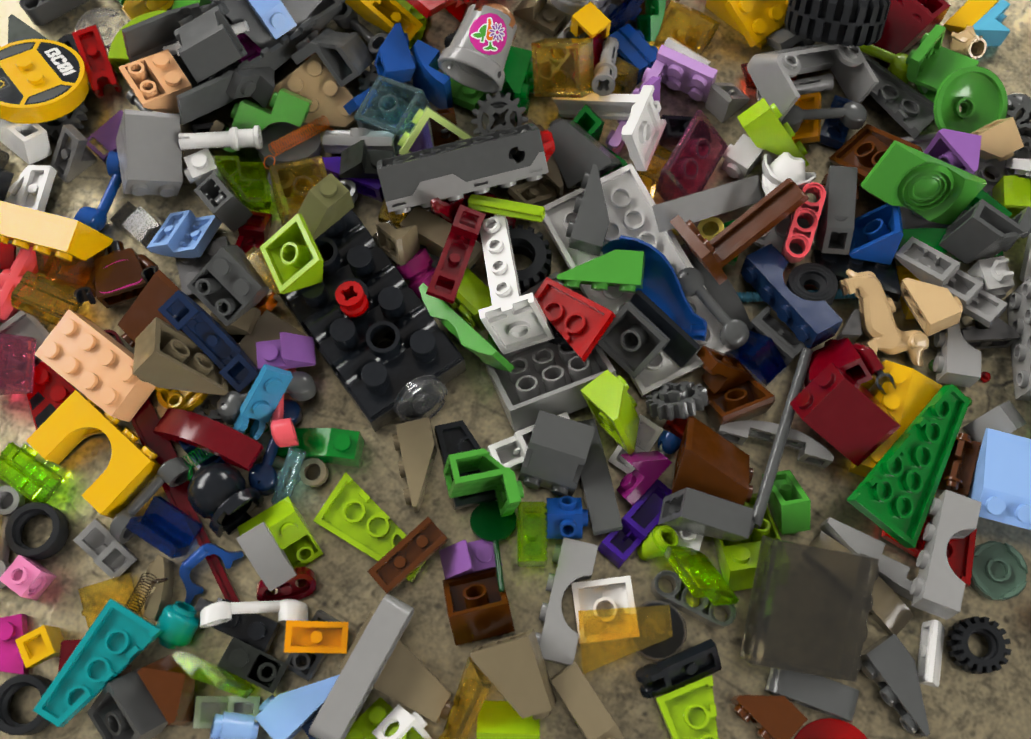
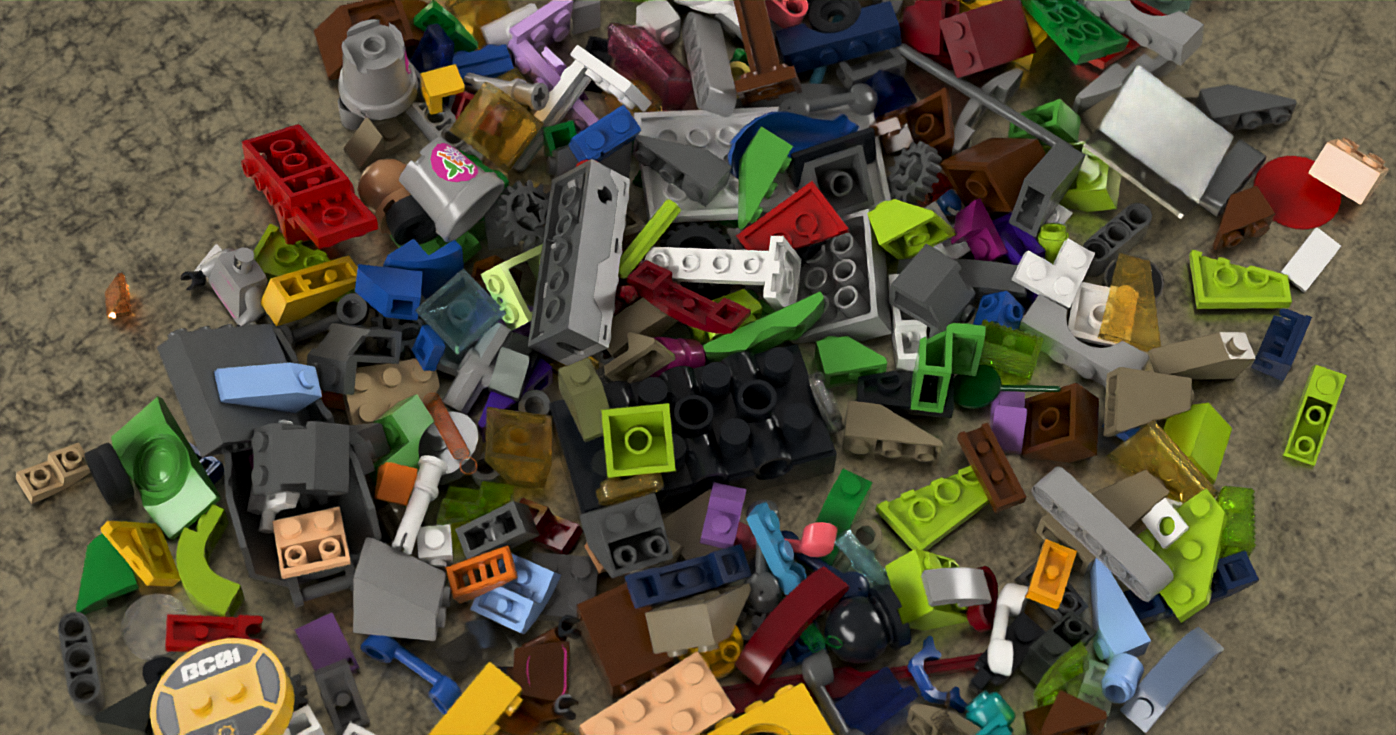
camera: 75 degrees left, 10 degrees down
(186, 203) = (475, 589): none -> orange slope
(226, 114) = (395, 483): none -> orange slope
(357, 304) = (710, 413): red wheel -> none
(473, 403) = (845, 360): none -> bright green slope
(583, 141) = (605, 136): none -> blue brick
(615, 556) = (1056, 280): none -> white plate
(679, 669) = (1178, 275): black hinge -> none
(700, 575) = (1100, 216): clear neon green slope -> none
(930, 653) = (1218, 73): white slope -> none
(996, 645) = (1230, 24): black tyre -> none

